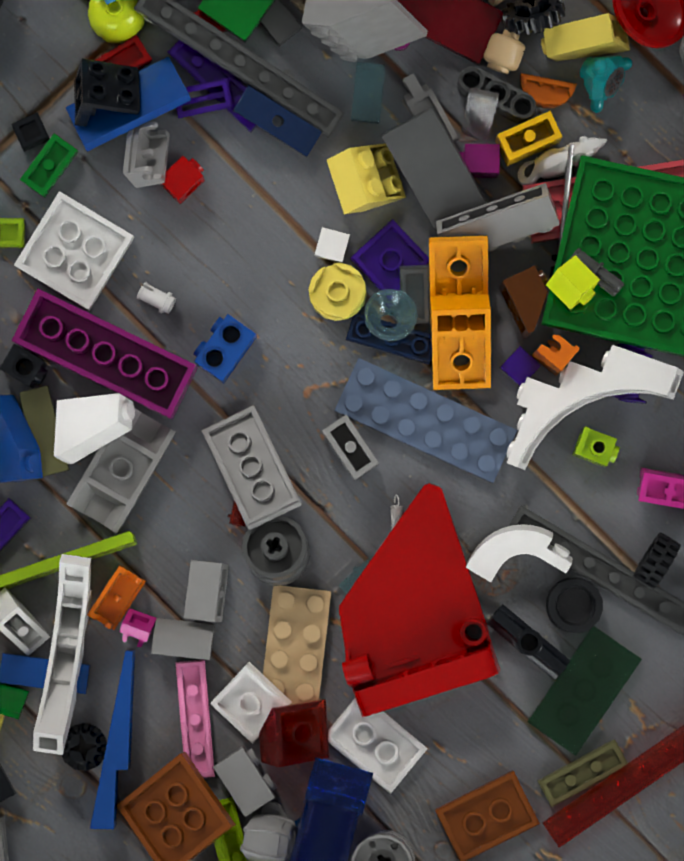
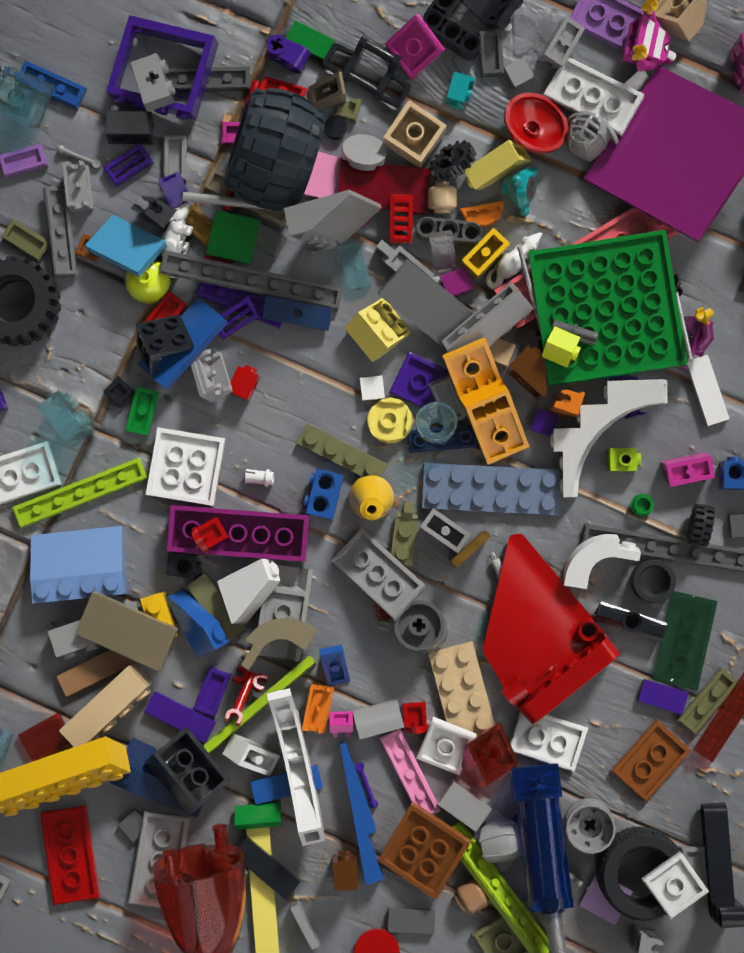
camera: 15 degrees left, 0 degrees up
(47, 533) = (249, 681): none -> red bar
(68, 340) = (209, 534): none -> red tile
(73, 801) = (345, 870): none -> reddish brown brick
(94, 755) = (347, 830): black gear -> none
(120, 490) = (282, 628): none -> dark tan arch
(139, 687) = (360, 767): none -> dark purple hinge
(157, 554) = (334, 665): none -> blue slope
(206, 591) = (381, 677): light grey hinge -> none
(227, 654) = (415, 717): none -> red tile
(265, 308) = (340, 452): none -> olive plate
(279, 374) = (371, 497): none -> yellow cone
(301, 434) = (405, 535): none -> olive hinge
(371, 480) = (470, 548): none -> pearl gold tile
(431, 64) = (399, 238): none -> red slope
(502, 262) = (502, 352): none -> tan tile
(531, 746) = (662, 696): none -> dark purple tile
(597, 510) = (642, 505): none -> green plate

